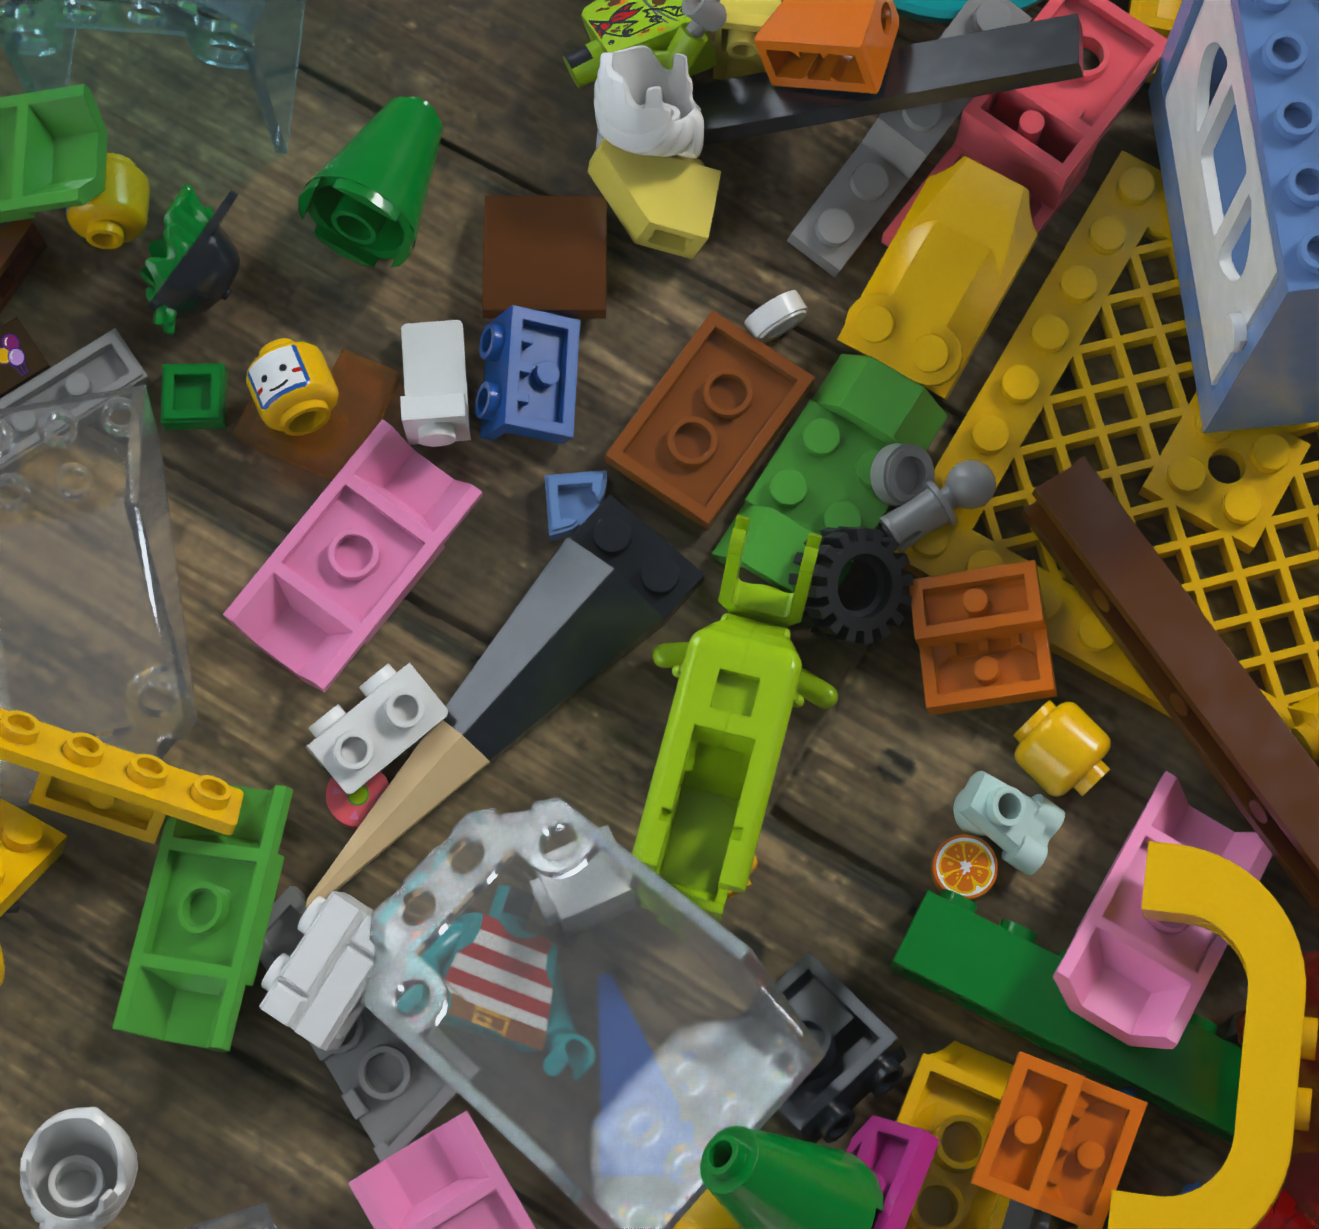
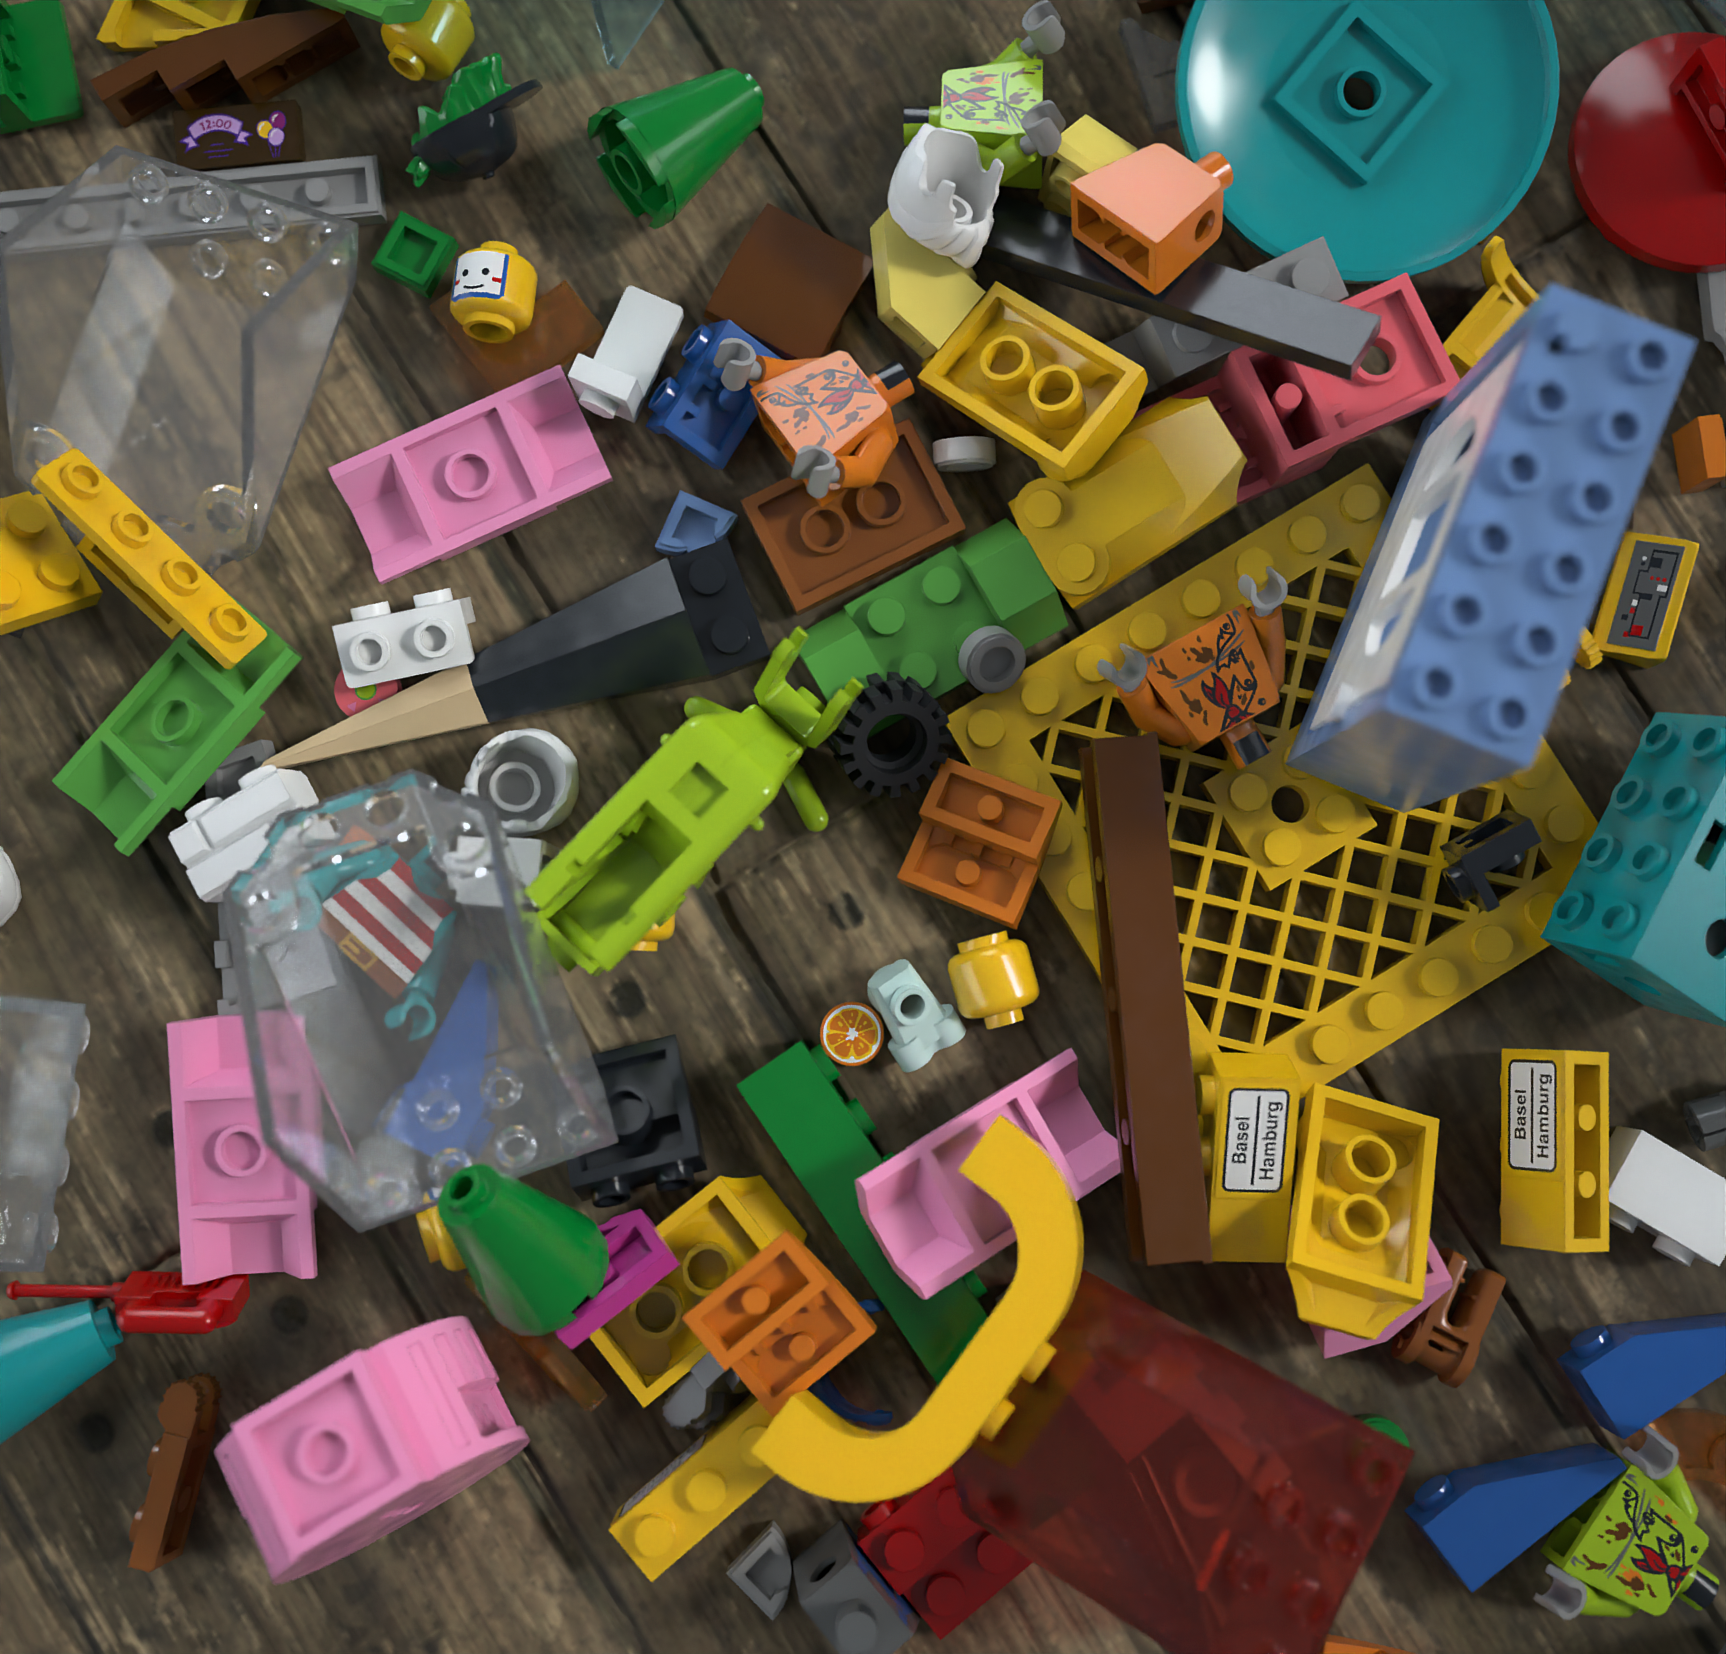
camera: 25 degrees right, 10 degrees up
(553, 771) = (527, 779): none -> white hair
(638, 343) = (821, 413): none -> orange torso
(808, 222) = (1036, 382): none -> yellow slope
(967, 486) = (1041, 702): light grey pin -> none
(1102, 388) = (1212, 677): none -> orange torso

